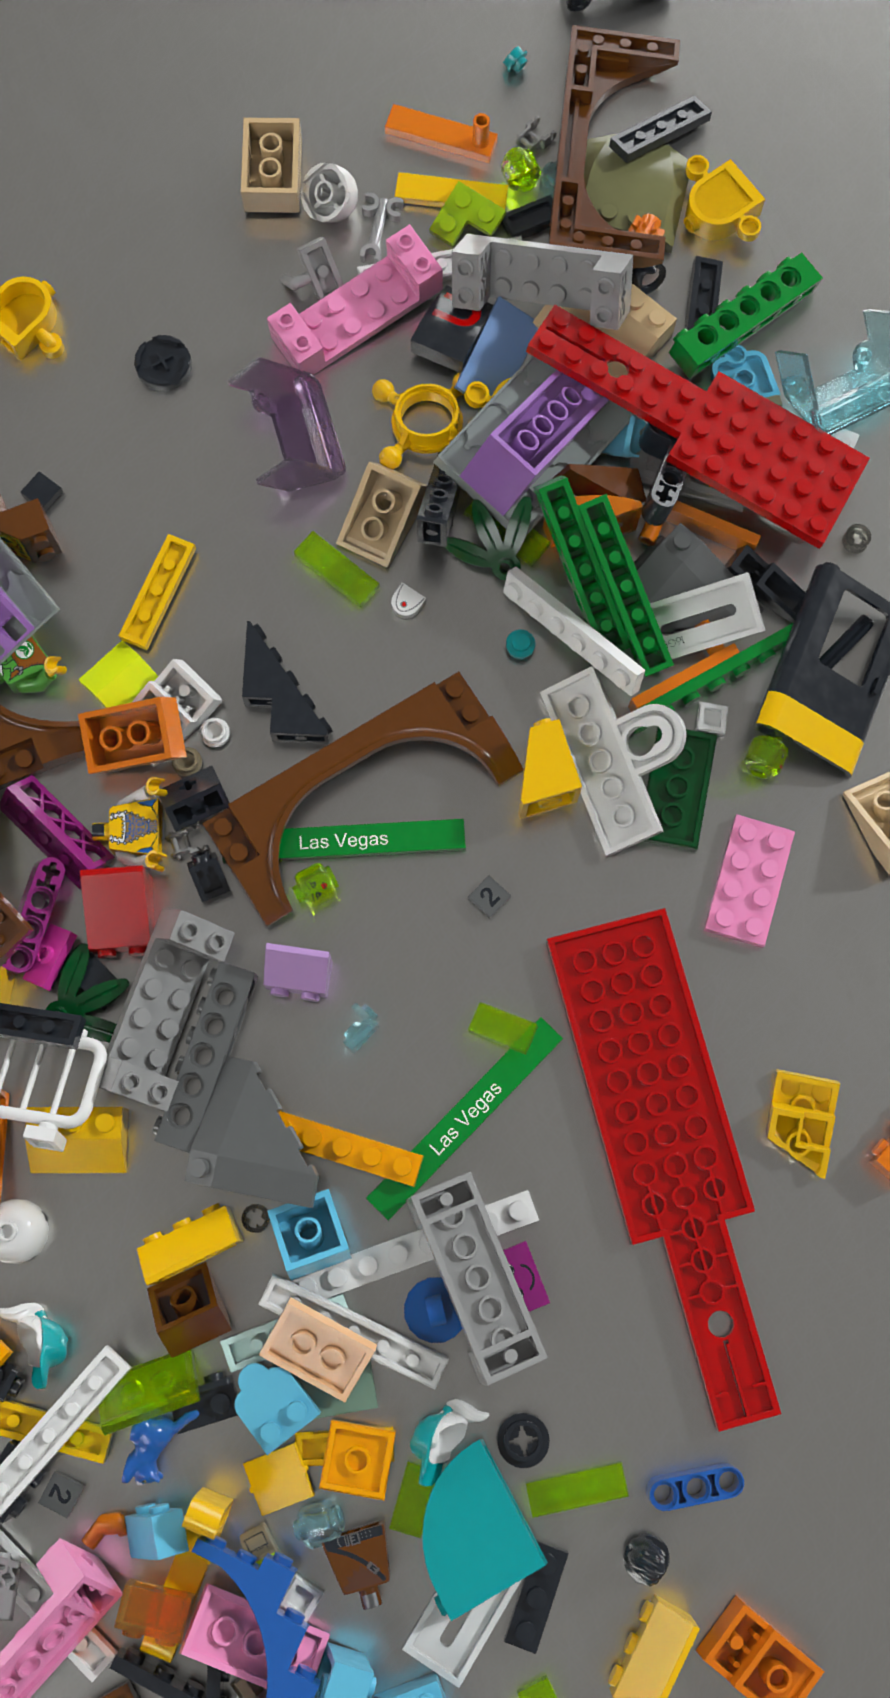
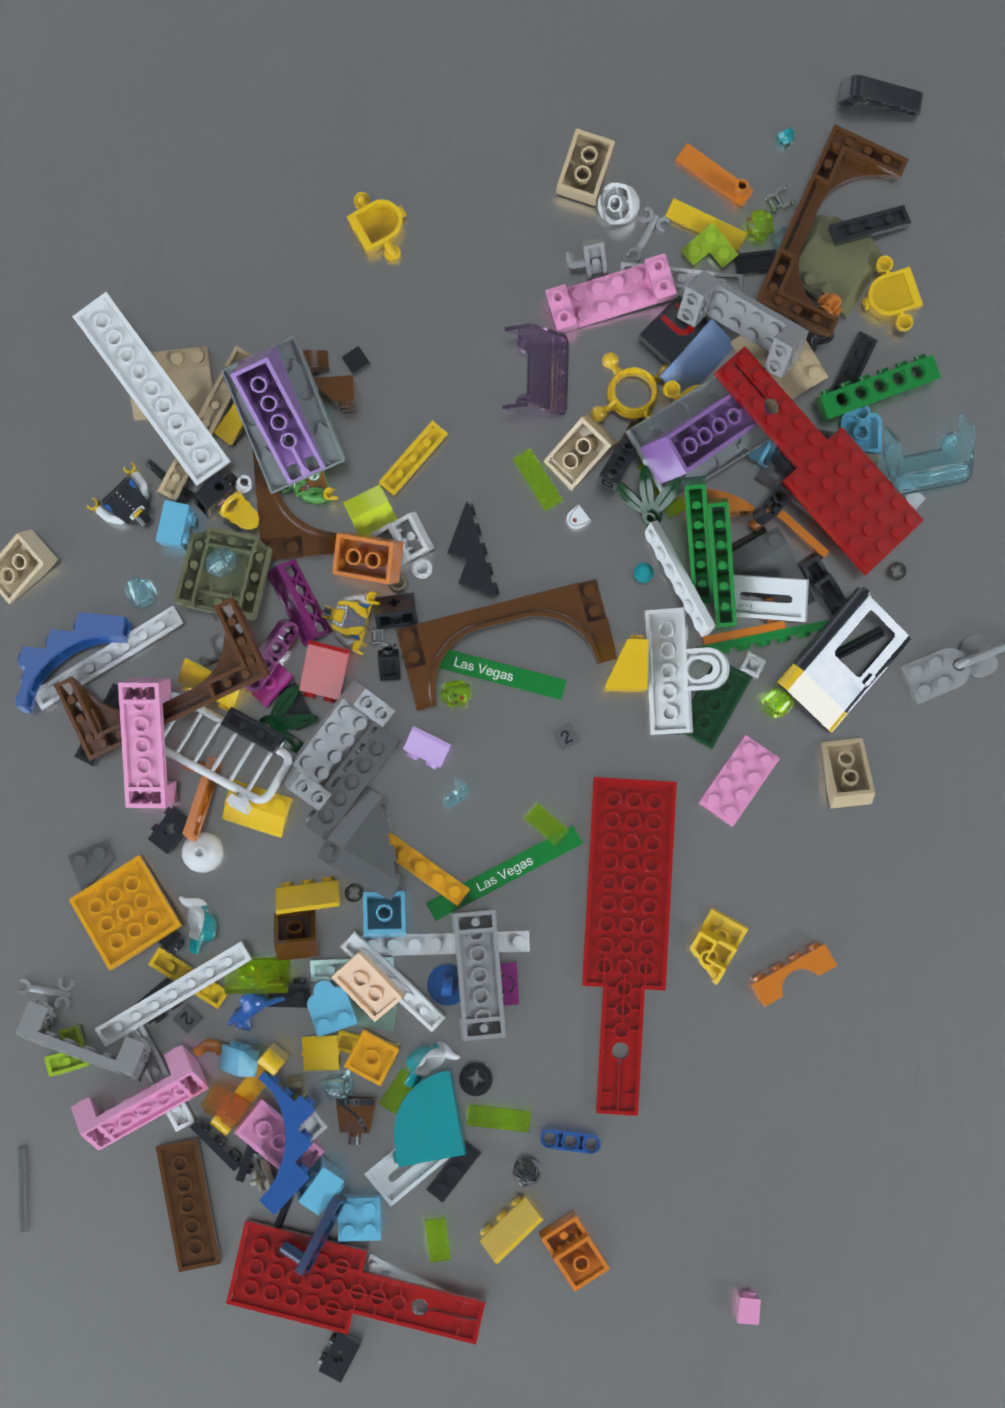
camera: 20 degrees right, 10 degrees up
(163, 363) = (465, 291): black tile -> none
(603, 480) = (737, 483): reddish brown slope -> none

